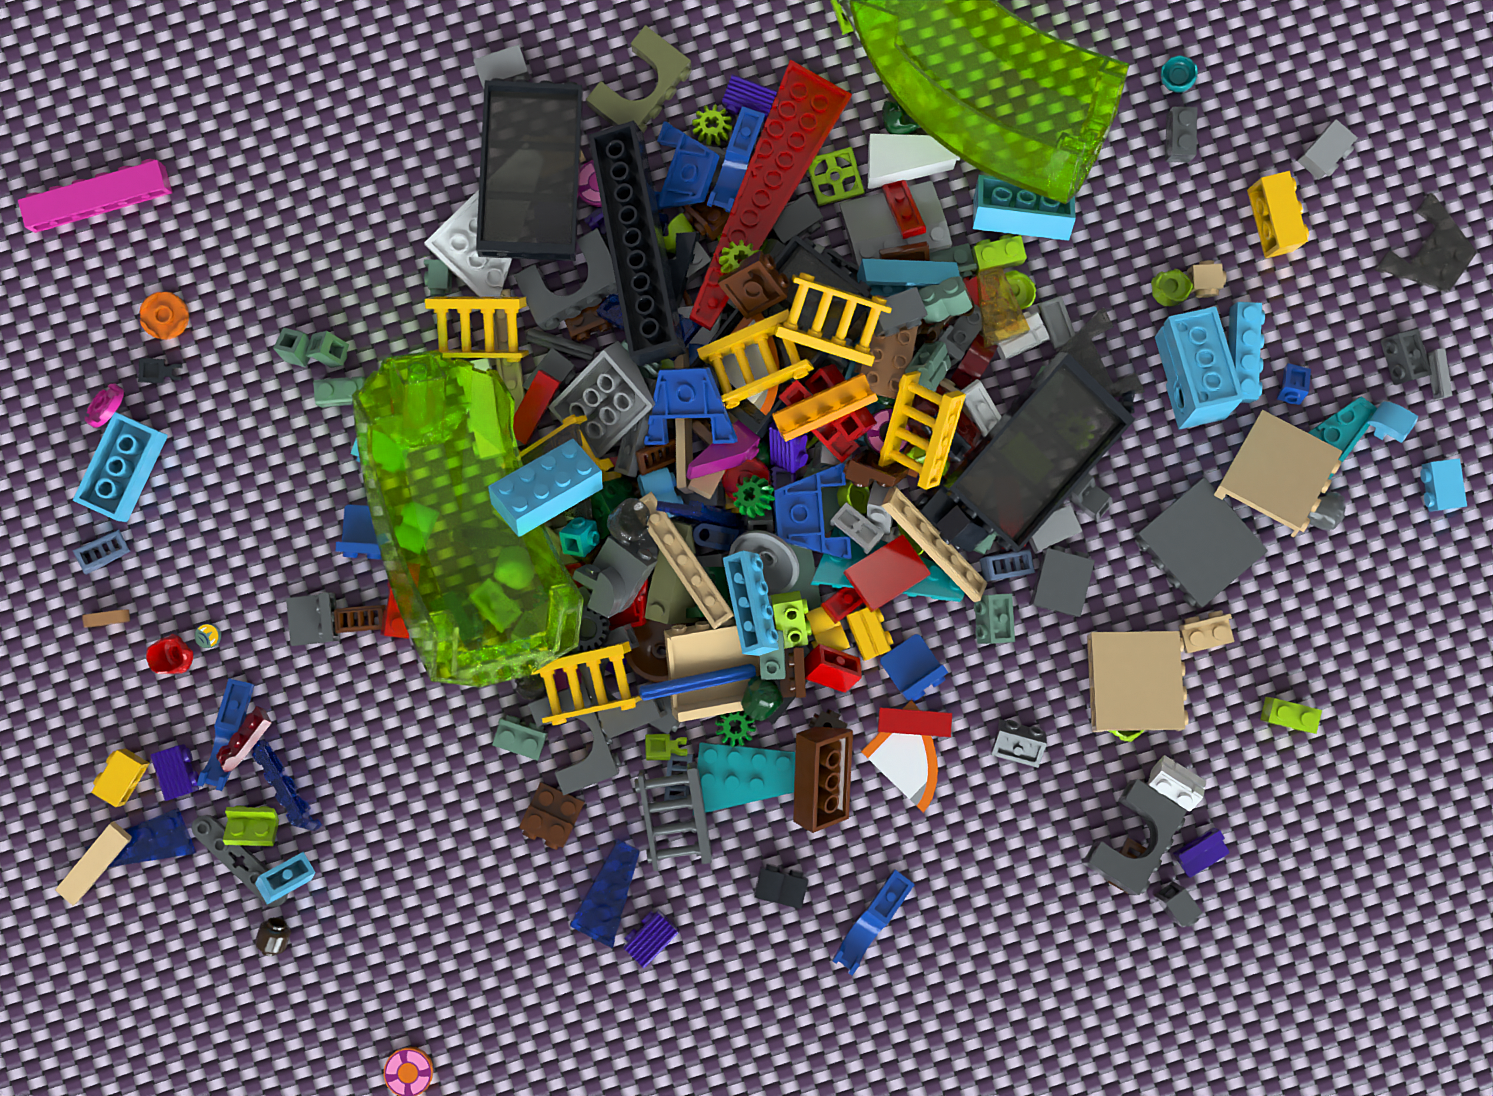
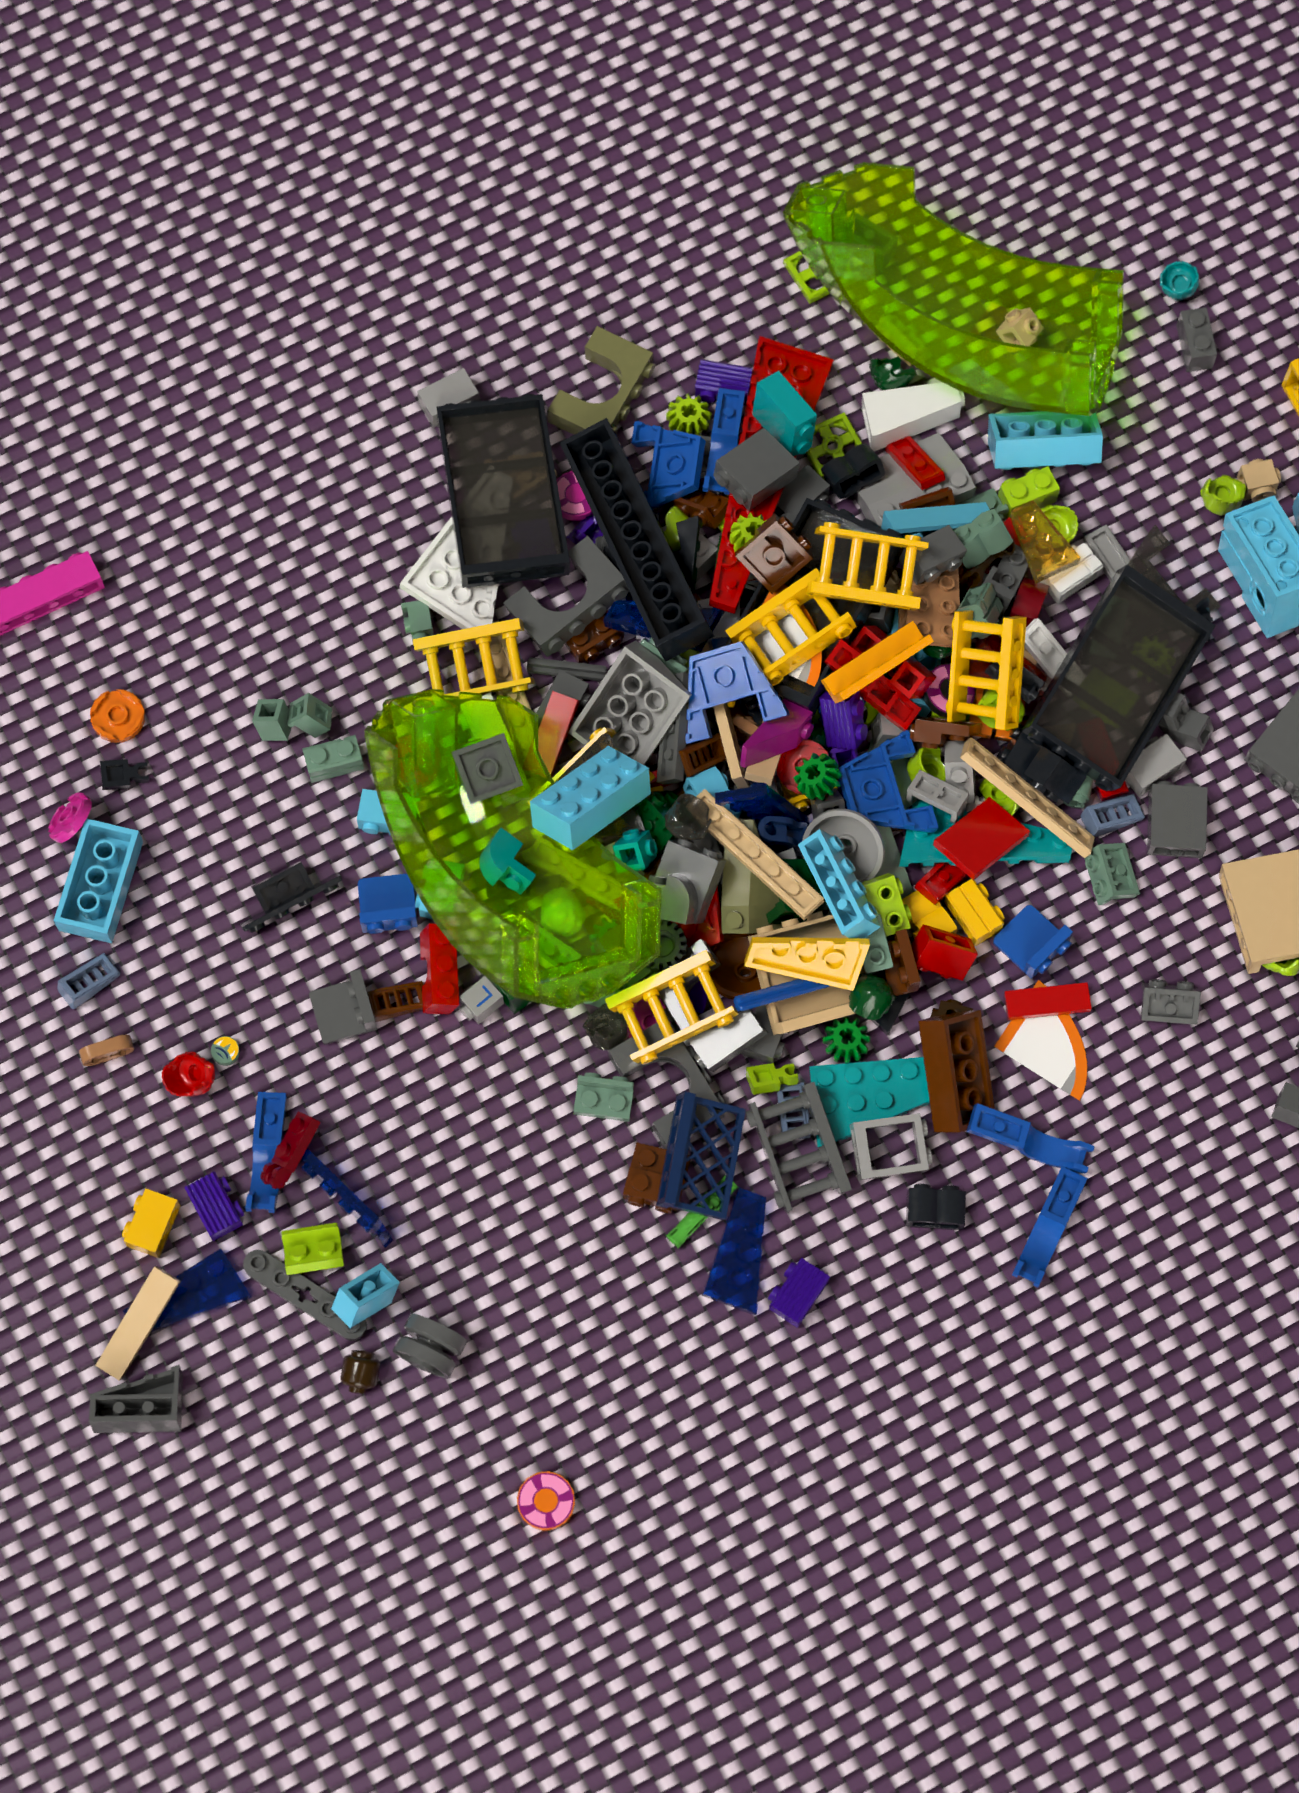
camera: 10 degrees left, 15 degrees down
(87, 934) = (140, 1406): none -> dark grey wedge
(280, 505) = (284, 891): none -> black bracket
(331, 931) = (429, 1346): none -> dark grey wheel
(461, 521) = (498, 862): none -> teal brick
(465, 435) = (486, 768): none -> dark grey panel
(568, 810) = (677, 1153): none -> dark blue fence
(586, 850) = (693, 1221): none -> bright green pin
(717, 665) = (818, 960): none -> yellow wing
(753, 807) = (861, 1149): none -> light grey window
(757, 195) = (756, 469): none -> dark grey brick
(793, 147) = (784, 413): none -> teal brick
(846, 207) = (853, 470): none -> black brick
(871, 844) = (1025, 1138): none -> blue piece
(1024, 98) = (1020, 327): none -> tan brick

